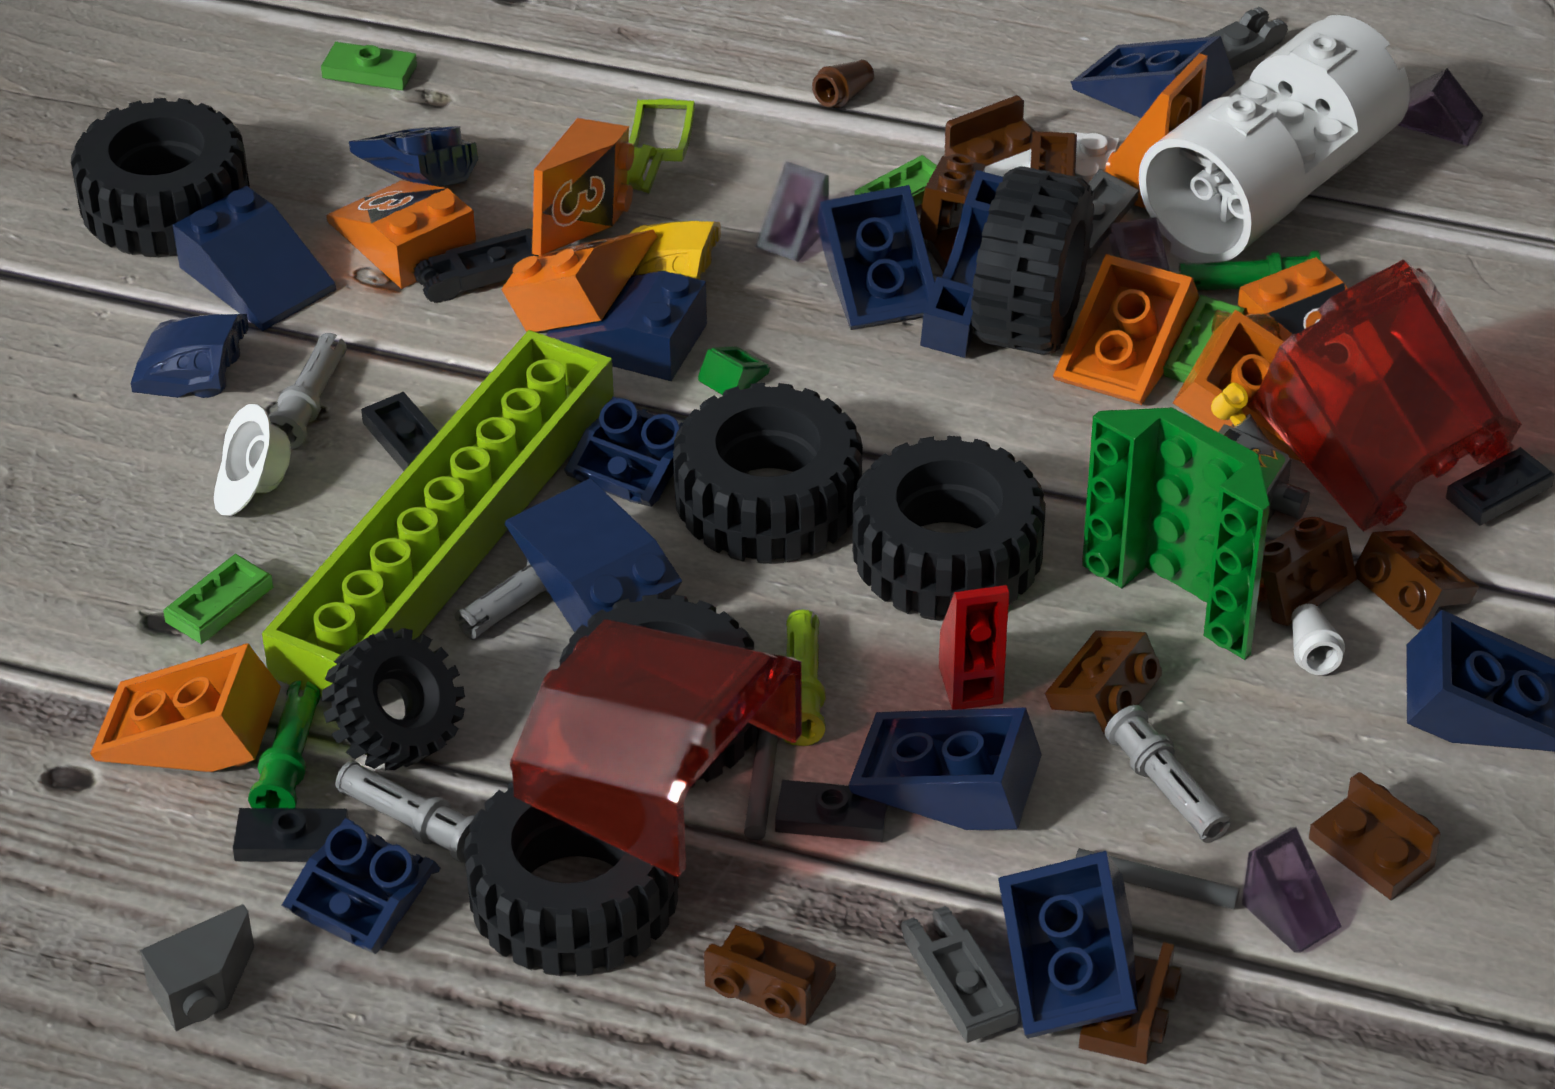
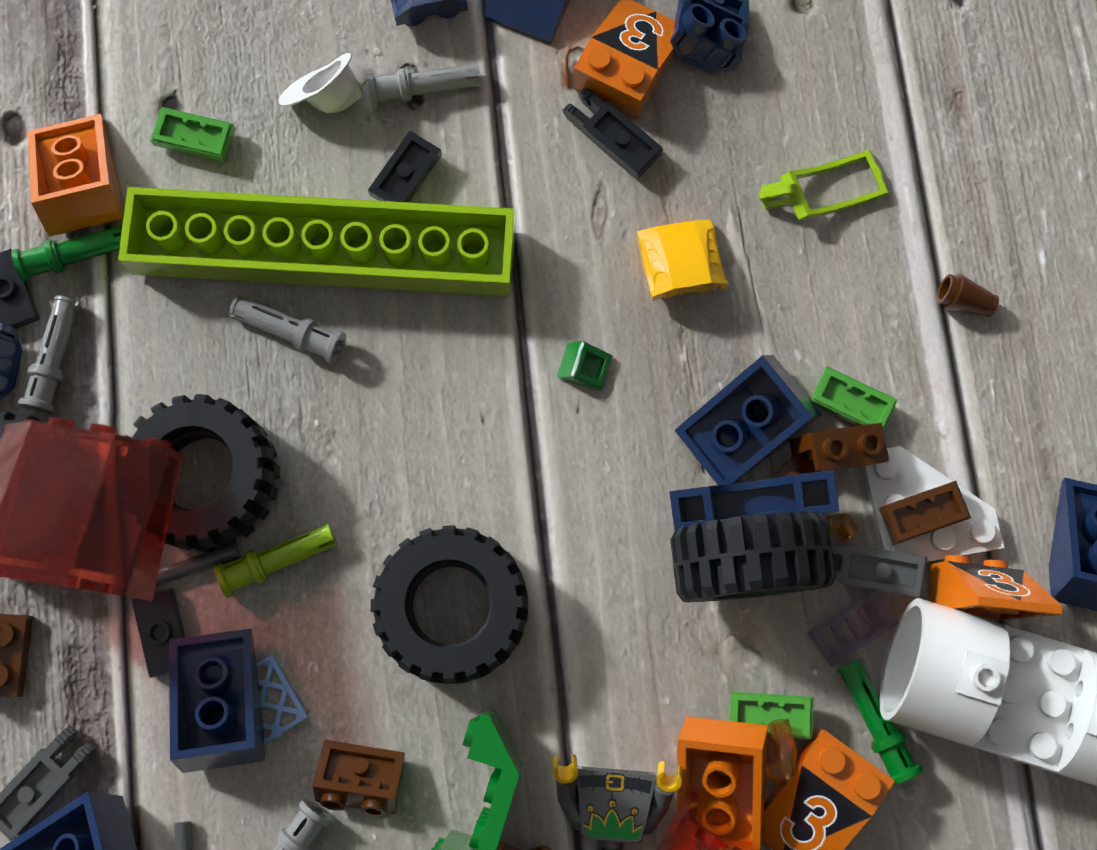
camera: 65 degrees right, 35 degrees up
(419, 679) = (96, 321): black tyre -> none
(574, 282) = (618, 210): orange slope -> none
(581, 184) = (704, 162): orange slope -> none
(591, 553) = (305, 367): dark blue slope -> none
(627, 452) = (452, 337): dark blue slope -> none
(647, 325) = (594, 268): dark blue slope -> none
(774, 513) = (440, 397): black tyre -> none
(793, 213) = (770, 334): clear purple slope -> none
(975, 647) = (320, 677): red slope -> none
(990, 132) = (951, 446): reddish brown bracket -> none
(1126, 329) = (751, 650): orange slope -> none

